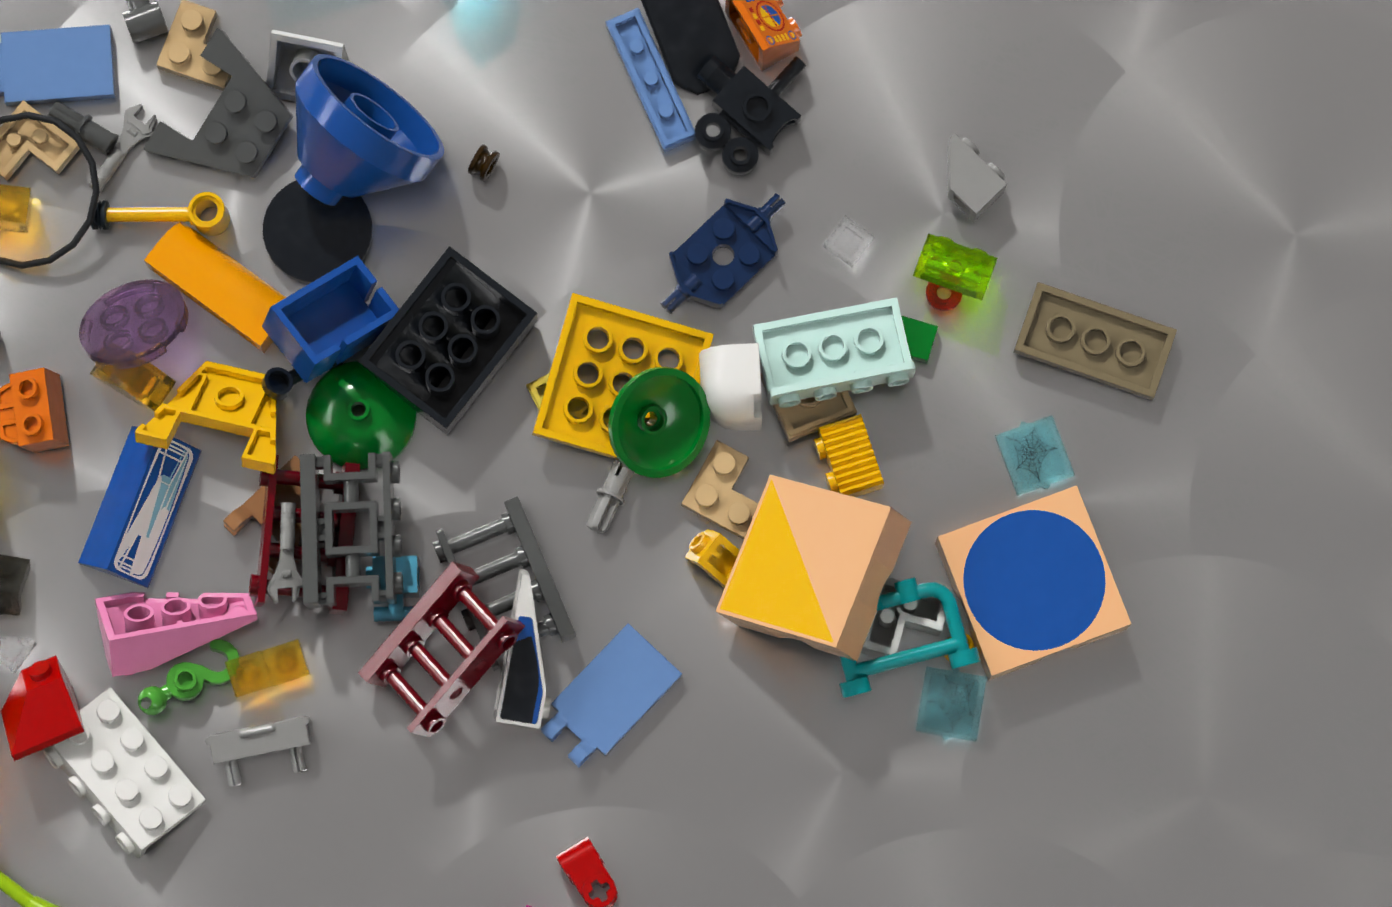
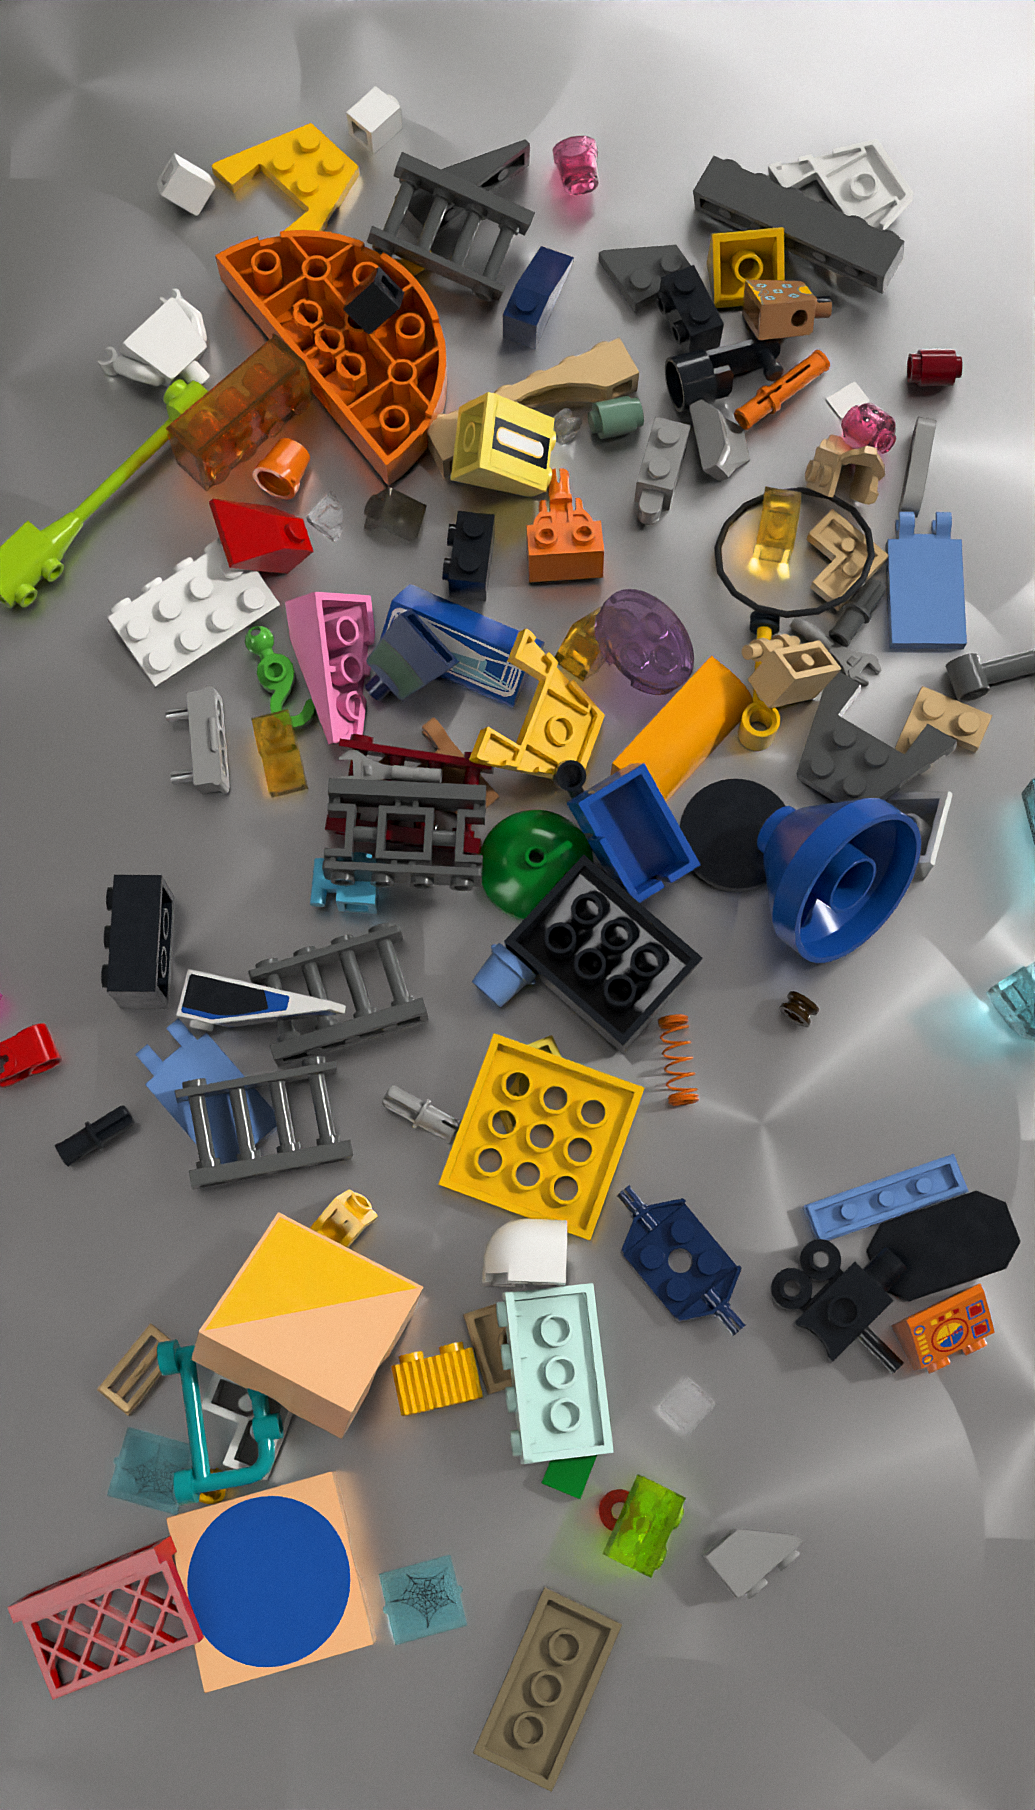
camera: 95 degrees right, 5 degrees down
(48, 501) = (471, 555): none -> black brick
(158, 182) = (789, 669): none -> tan brick
(166, 549) = (407, 658): none -> dark blue torso
(409, 640) = (284, 888): fence -> none
(472, 772) = (139, 941): none -> black brick
(474, 433) = (503, 975): none -> medium blue piece
(504, 271) = (671, 1022): none -> orange piece
(656, 795) = (94, 1135): none -> black axle
(661, 610) = (289, 1153): none -> dark grey fence
(675, 426) = (475, 1178): green dish -> none
(713, 495) = (416, 1225): tan plate -> none
(859, 740) = (124, 1363): none -> tan tile
(1056, 738) = (98, 1581): none -> fence

